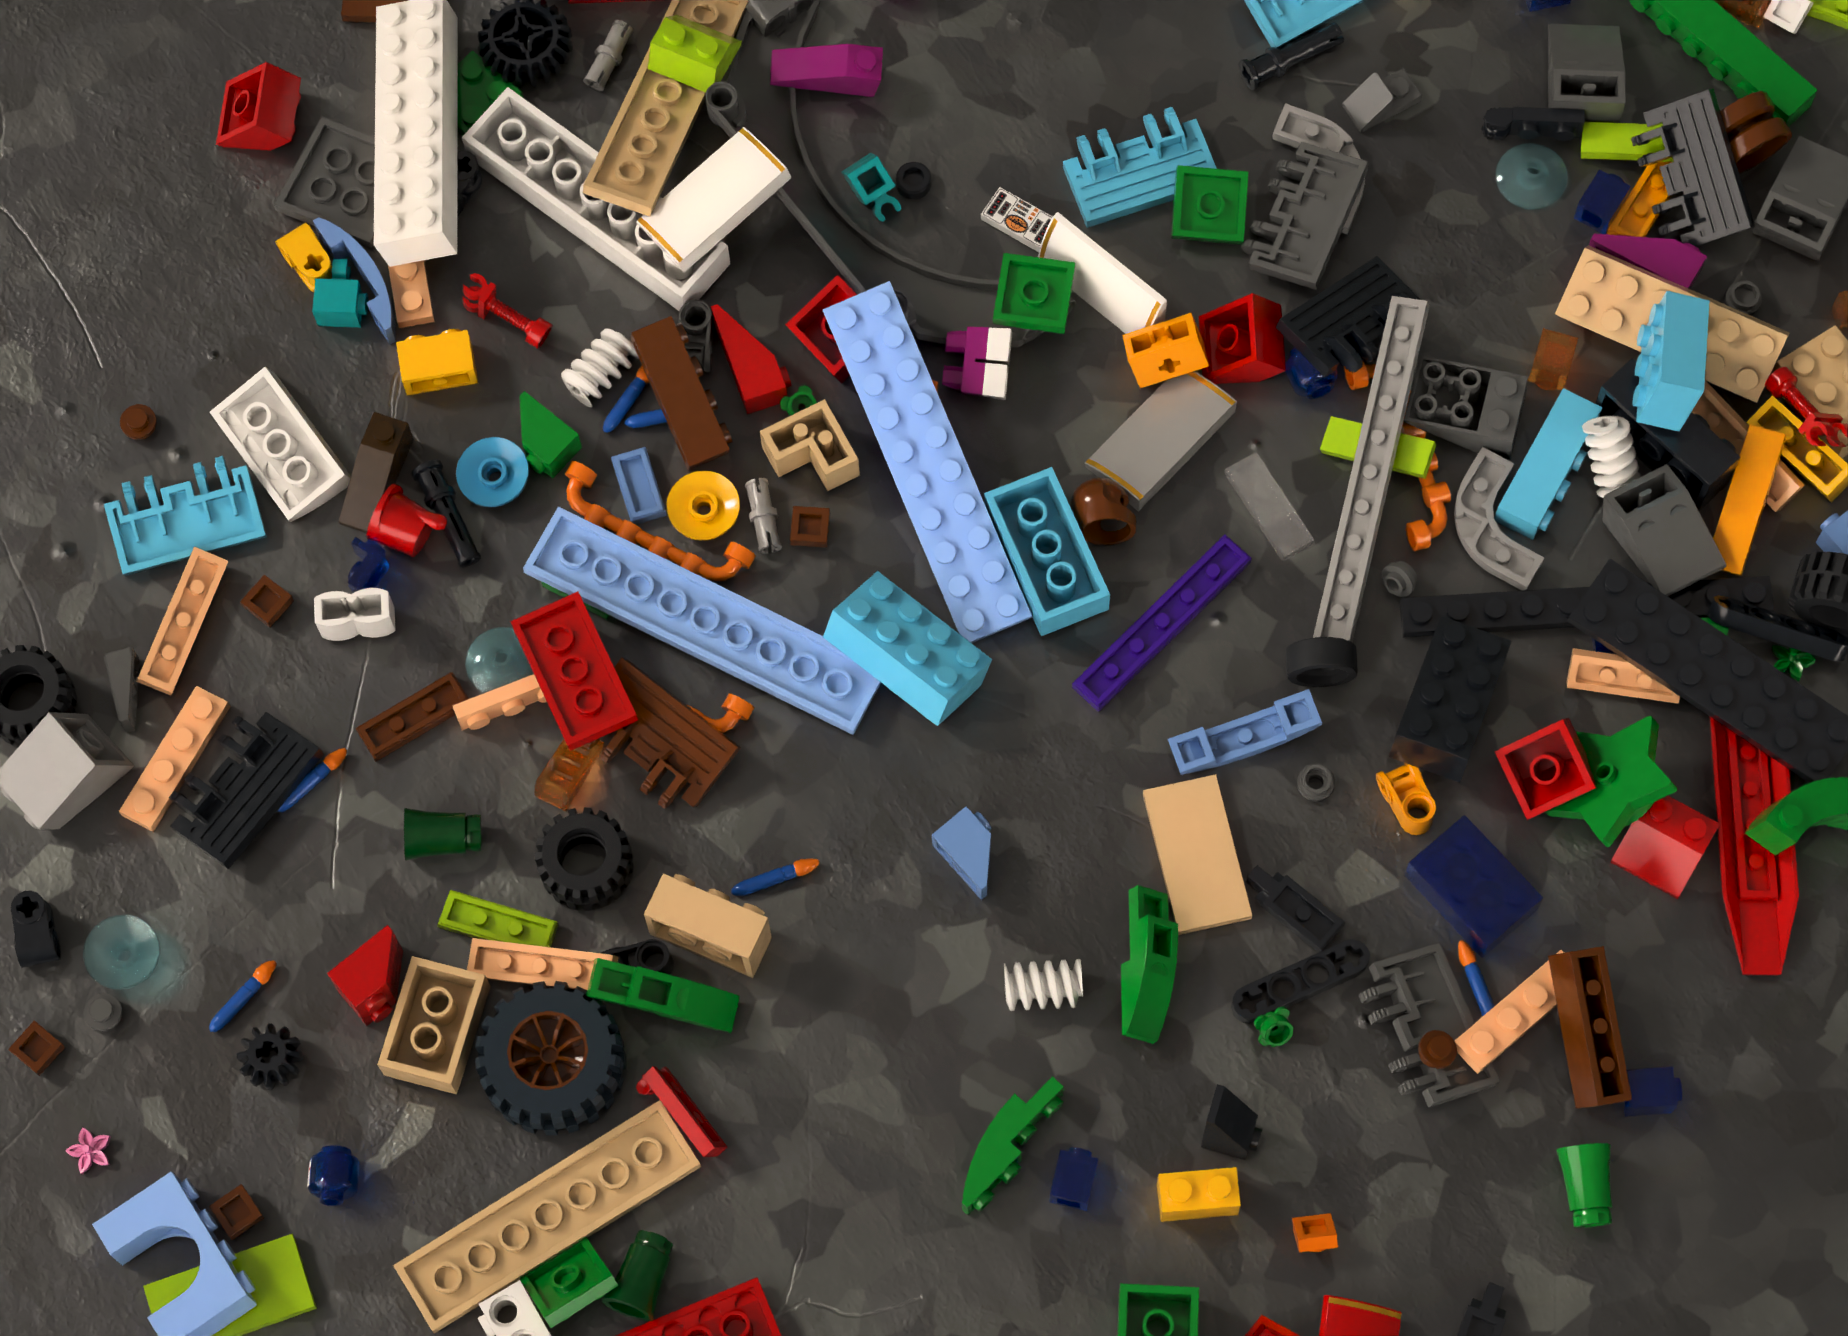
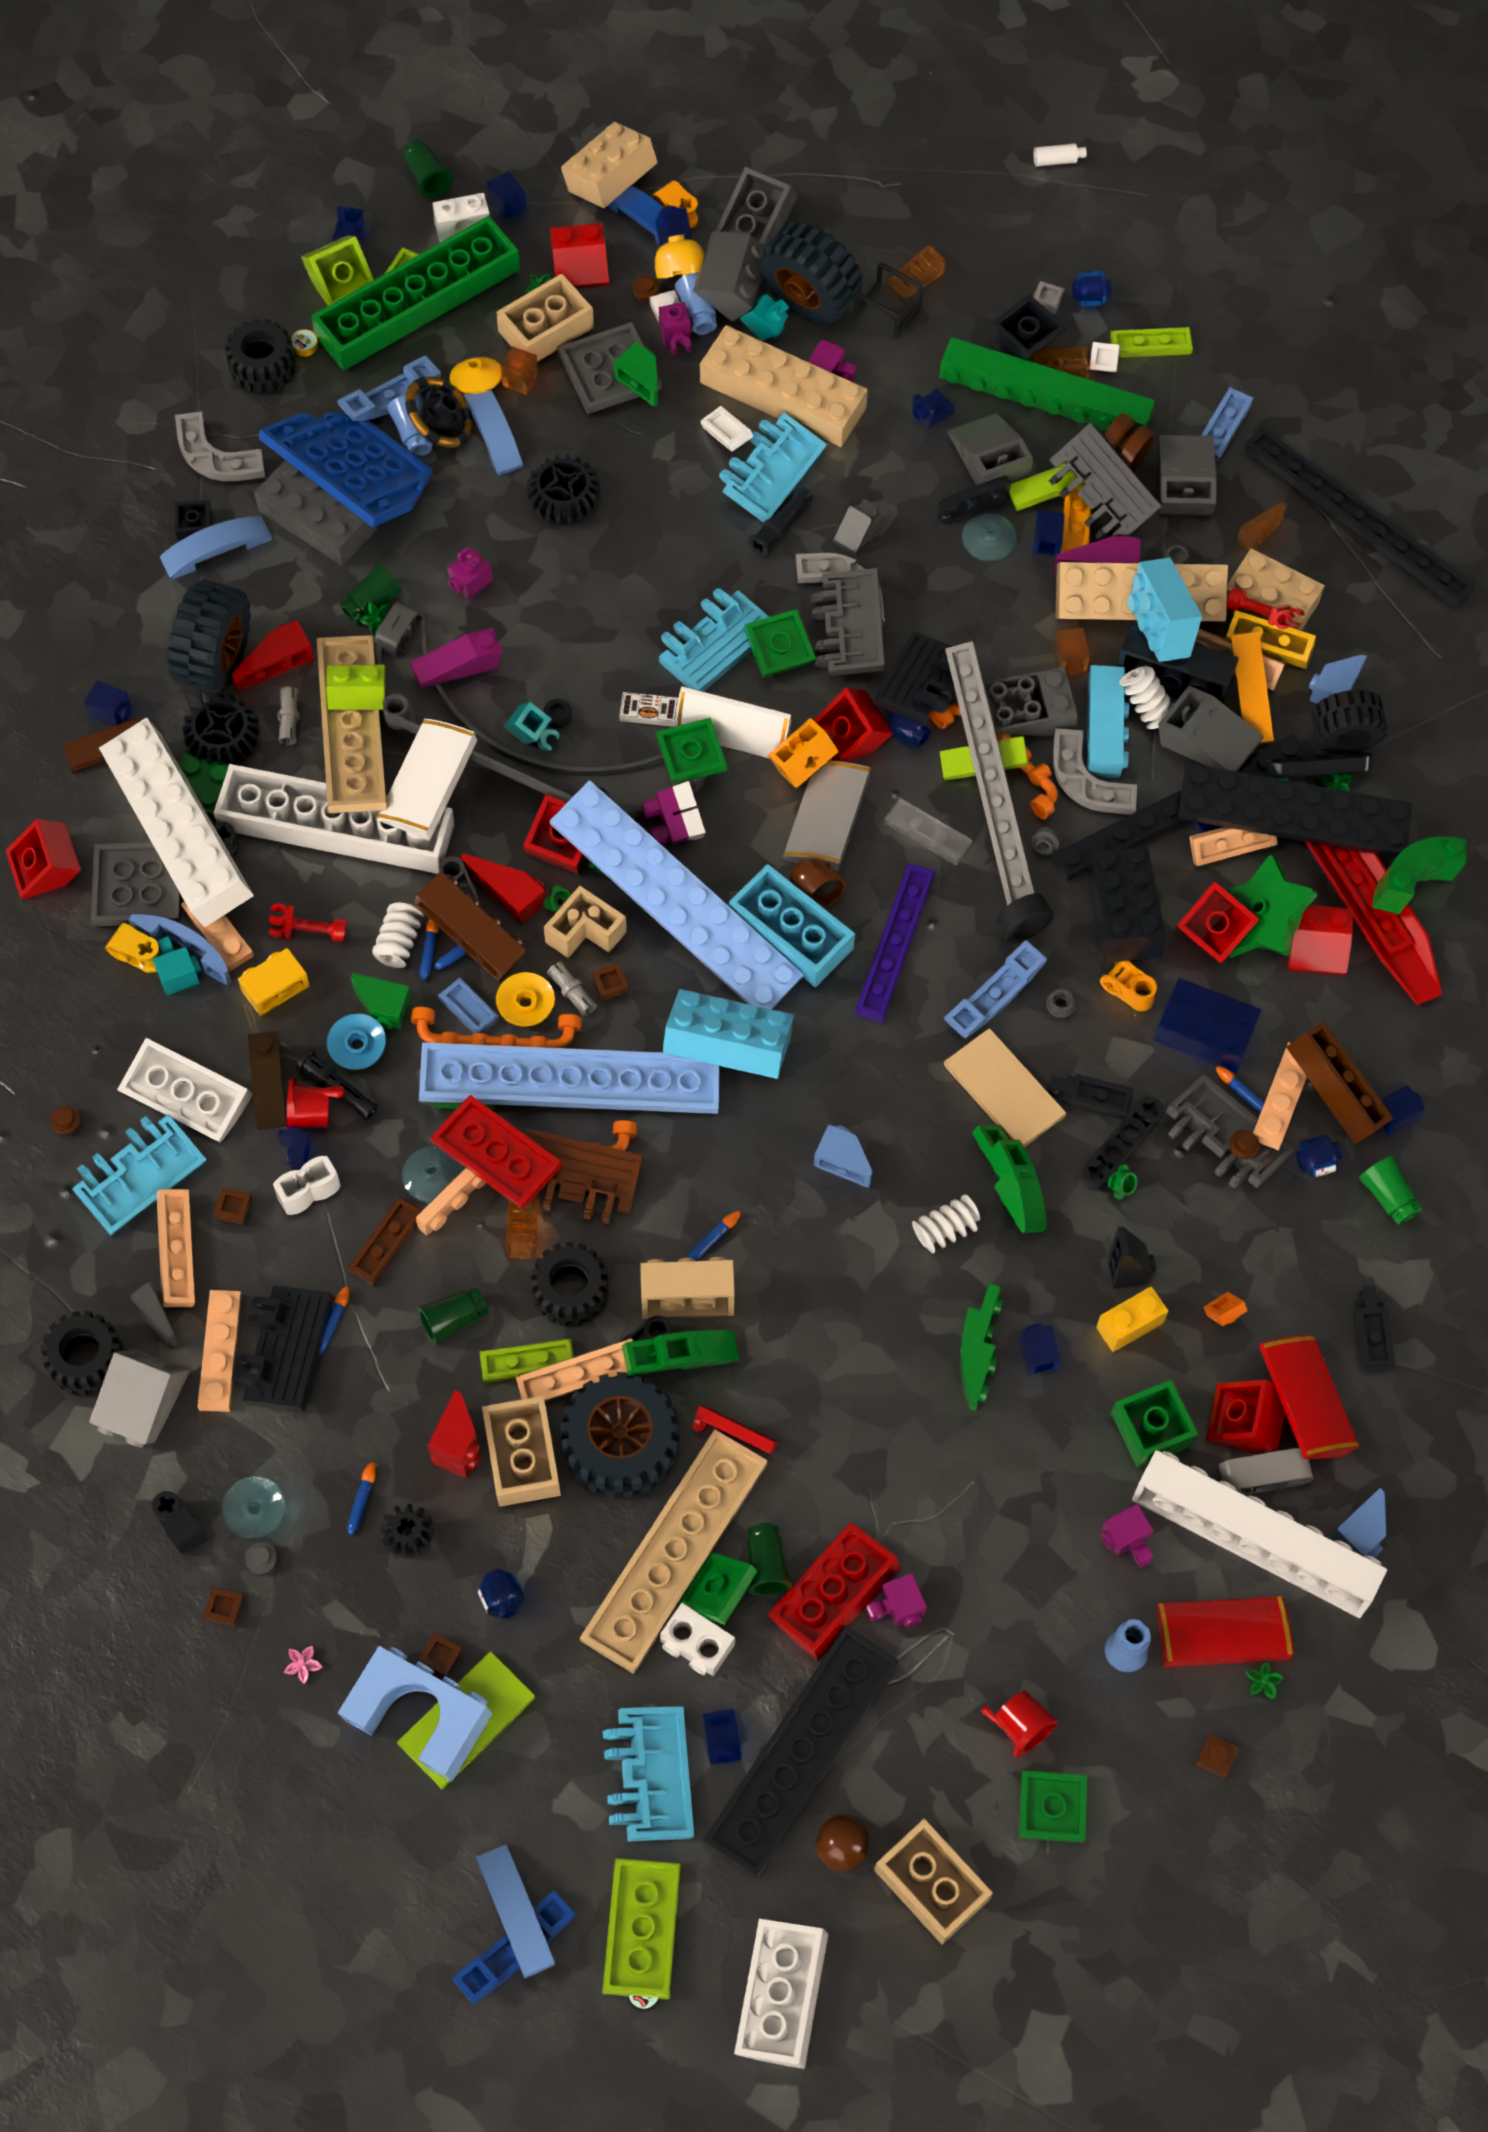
camera: 30 degrees left, 5 degrees down
(1522, 1103) = (1318, 1156): none -> clear blue head

